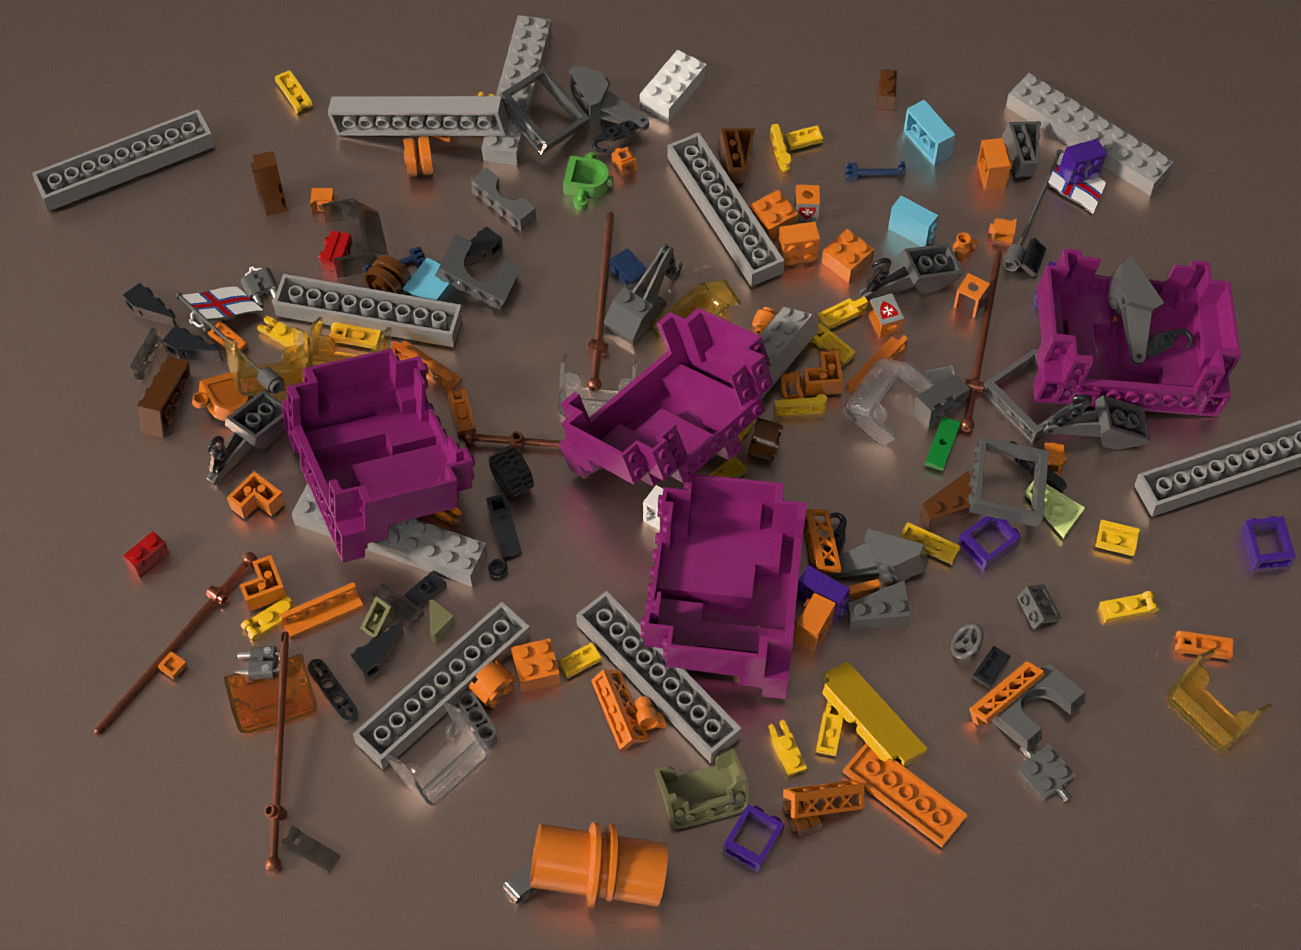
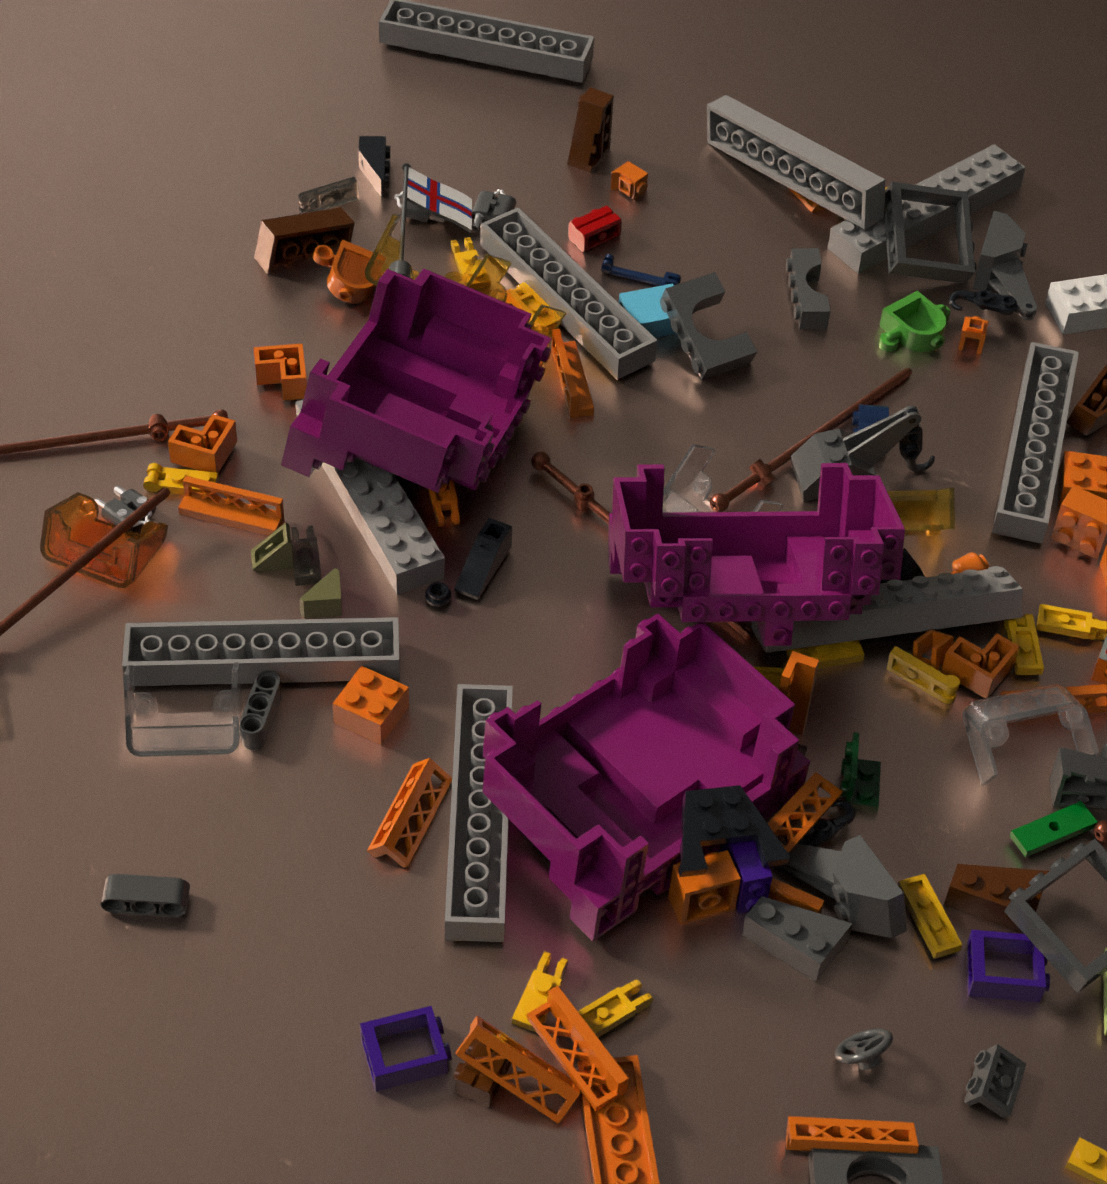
camera: 40 degrees right, 10 degrees down
(146, 553) = (137, 348): red brick -> none
(172, 665) = (51, 454): orange plate -> none
(185, 345) = (369, 212): black slope -> none
(228, 332) = (415, 234): orange plate -> none
(256, 422) = (340, 310): dark grey slope -> none
(293, 91) = (704, 82): yellow plate -> none
(335, 689) = (158, 582): black beam -> none
(373, 241) = (634, 241): clear smoke windscreen -> none
(374, 655) = (236, 580): black slope -> none
(387, 275) = (614, 271): reddish brown wheel -> none
(418, 156) = (759, 197): orange wheel -> none
(425, 589) = (348, 562): black plate -> none
(461, 411) = (561, 435): orange plate -> none
(483, 247) = (736, 314): black slope -> none
(492, 683) = (308, 686): orange brick -> none
(511, 472) = (541, 514): black tyre -> none
(579, 660) = (421, 736): yellow plate -> none
(599, 864) = (204, 926): orange piece -> none
(647, 716) = (426, 840): orange piece -> none
(704, 793) = (399, 961): olive windscreen -> none
(762, 465) = (798, 685): none -> orange fence
(765, 439) = (845, 675): reddish brown brick -> none
(798, 578) = (724, 817): none -> black wing
(826, 493) = (860, 779): none -> dark green bracket
(840, 755) = (586, 1041): none -> orange fence
(875, 719) = (669, 1044): yellow slope -> none
(991, 667) = (867, 1098): black plate -> none

